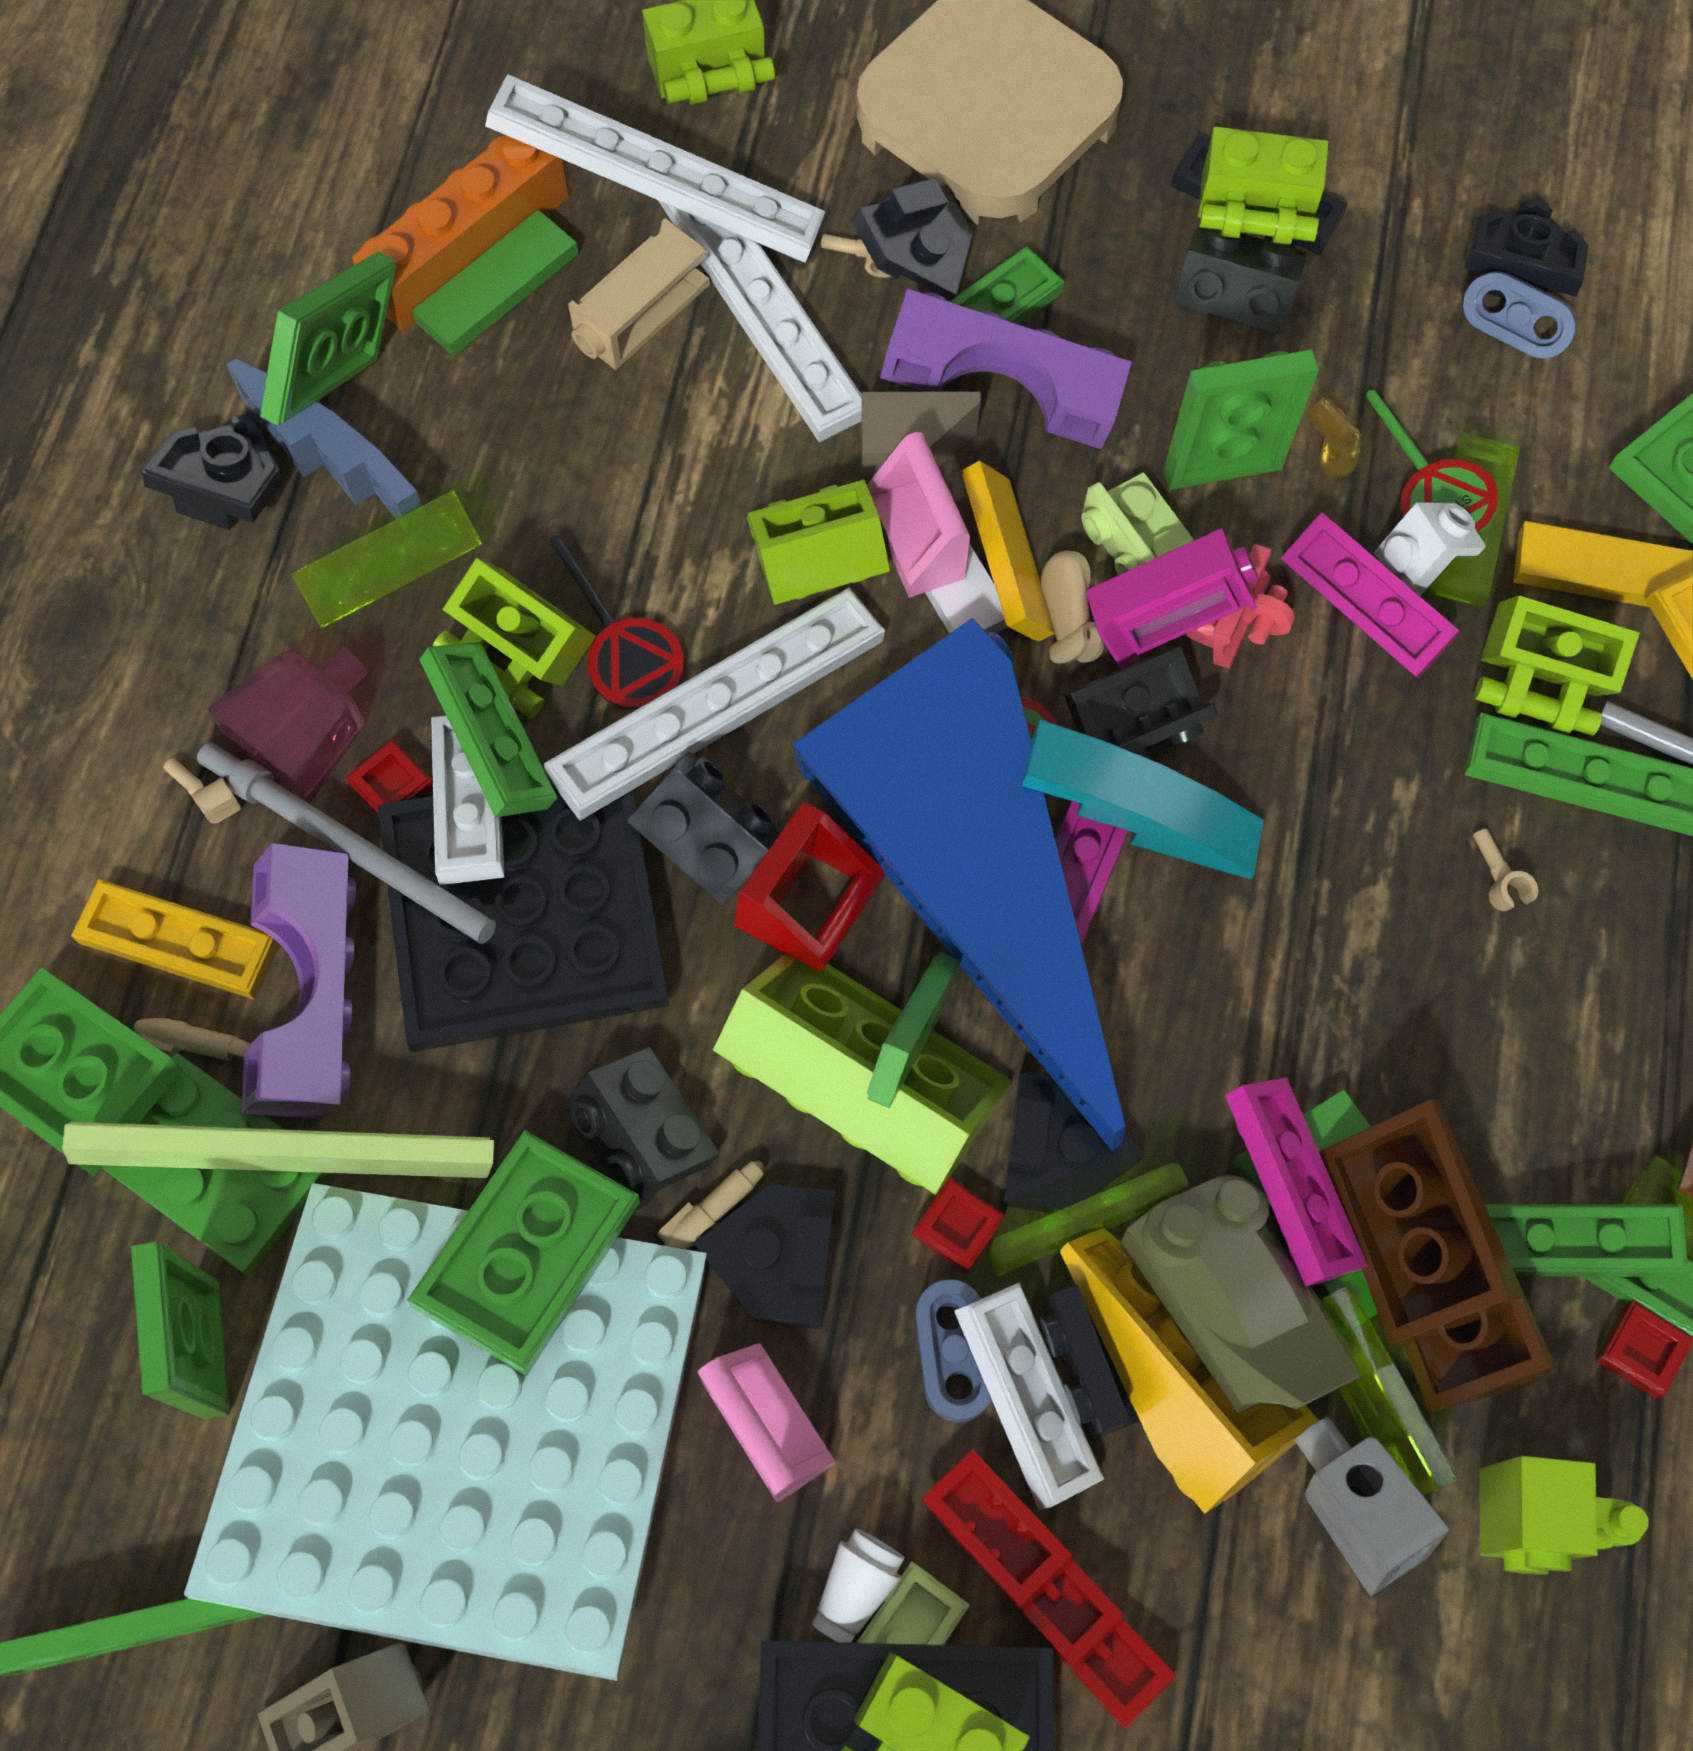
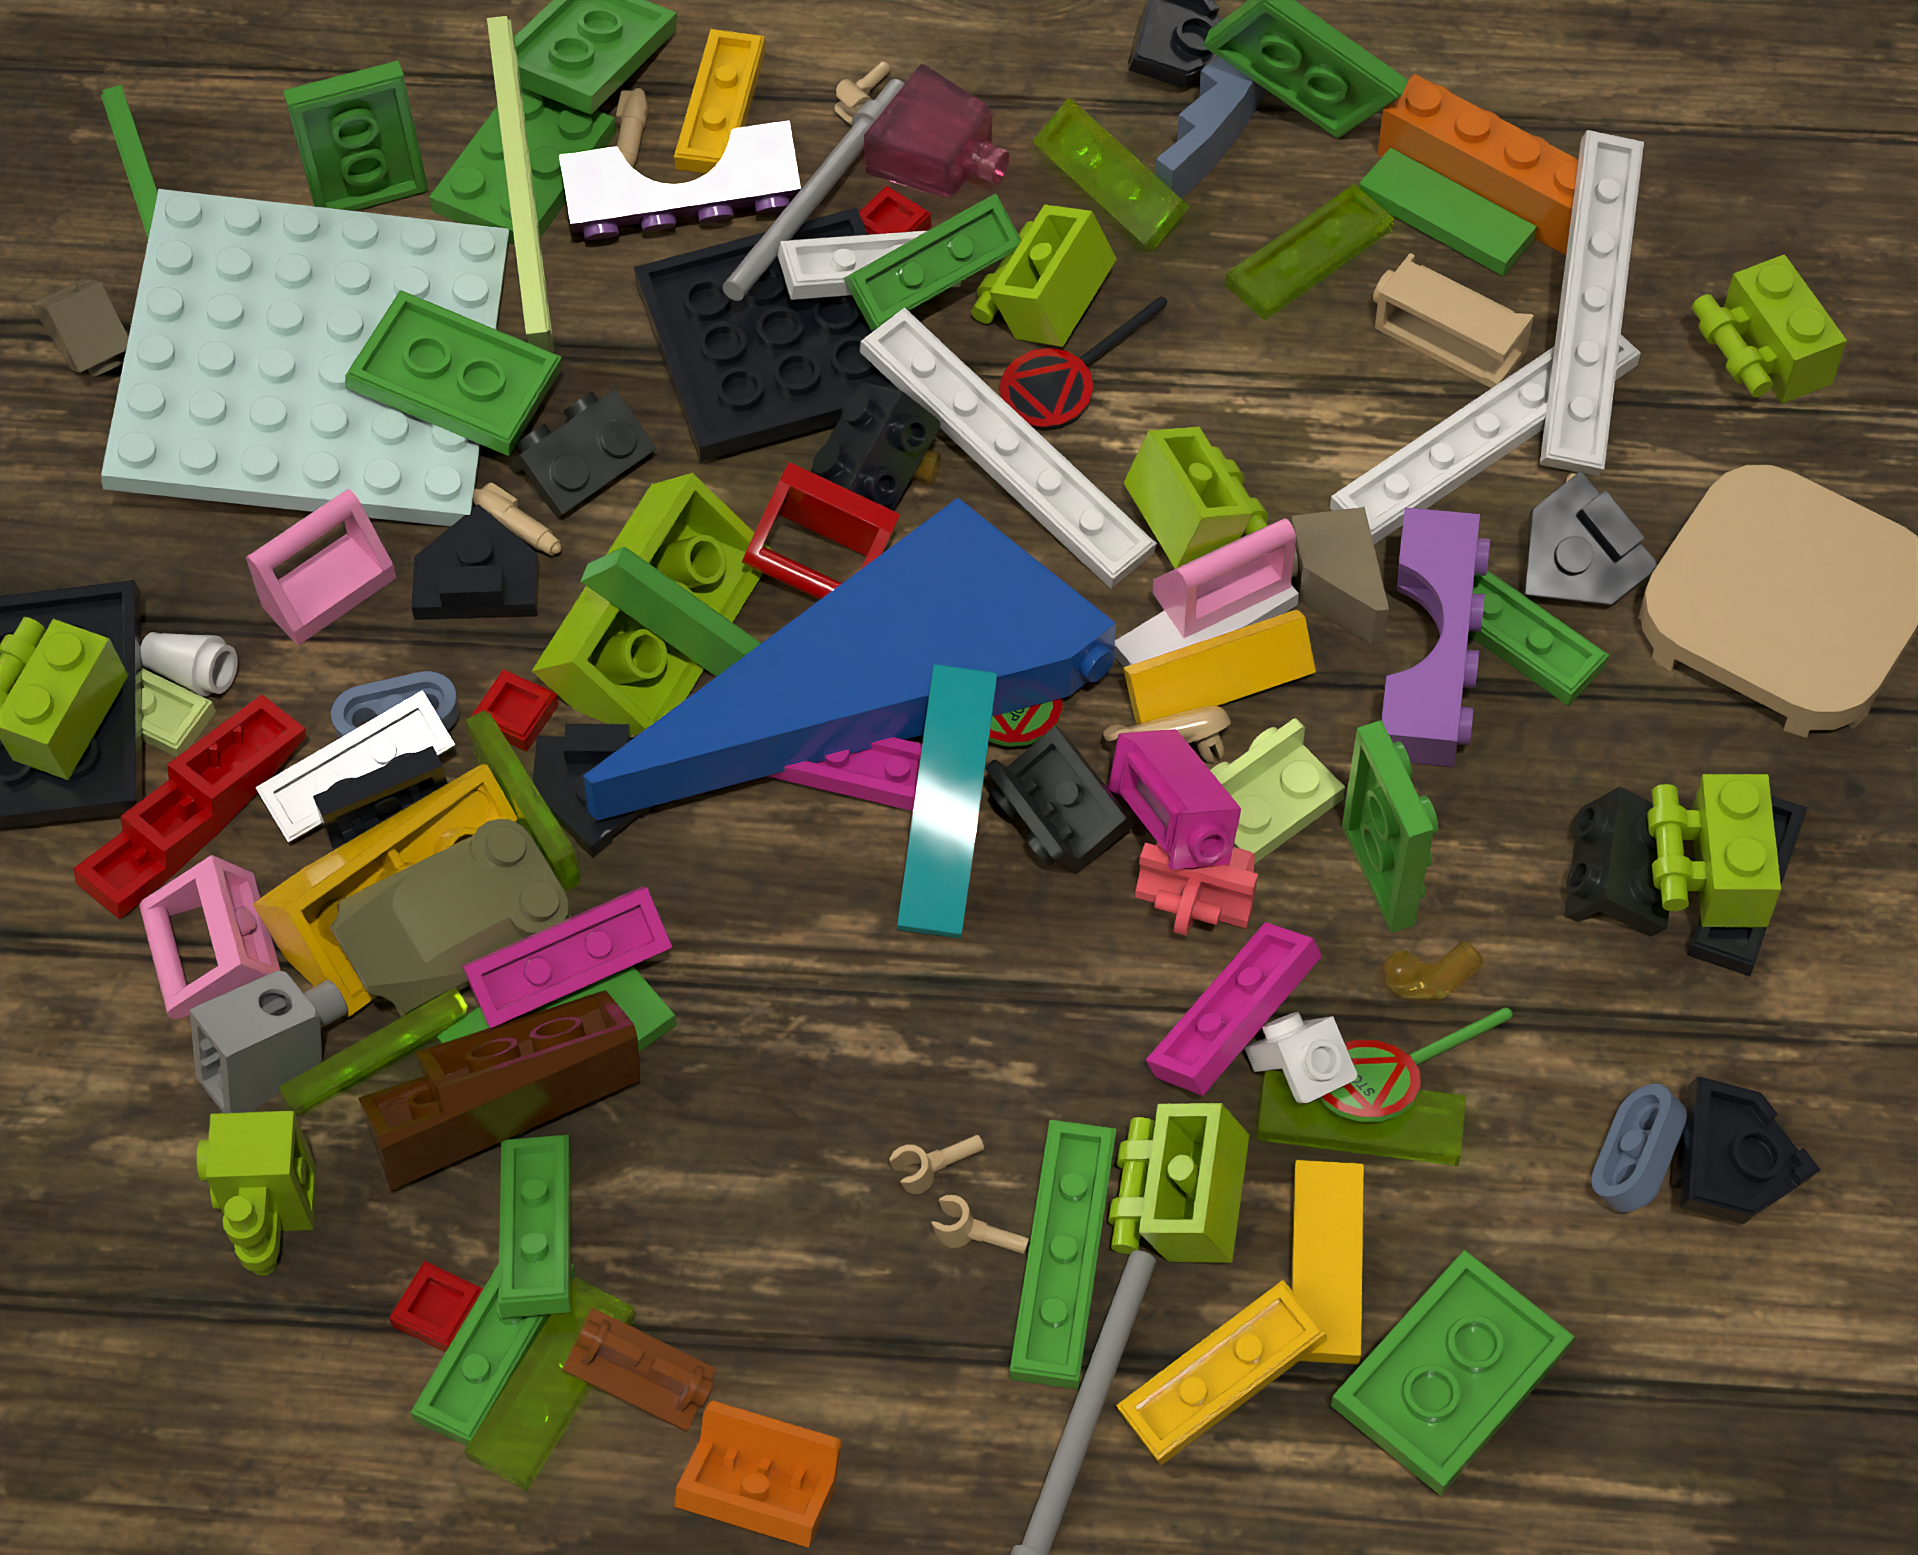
camera: 85 degrees right, 10 degrees down
(517, 406) = (1309, 252): none -> clear neon green tile
(1221, 1537) = (235, 928): none -> bright pink tile
(1573, 844) = (972, 1229): none -> tan hand

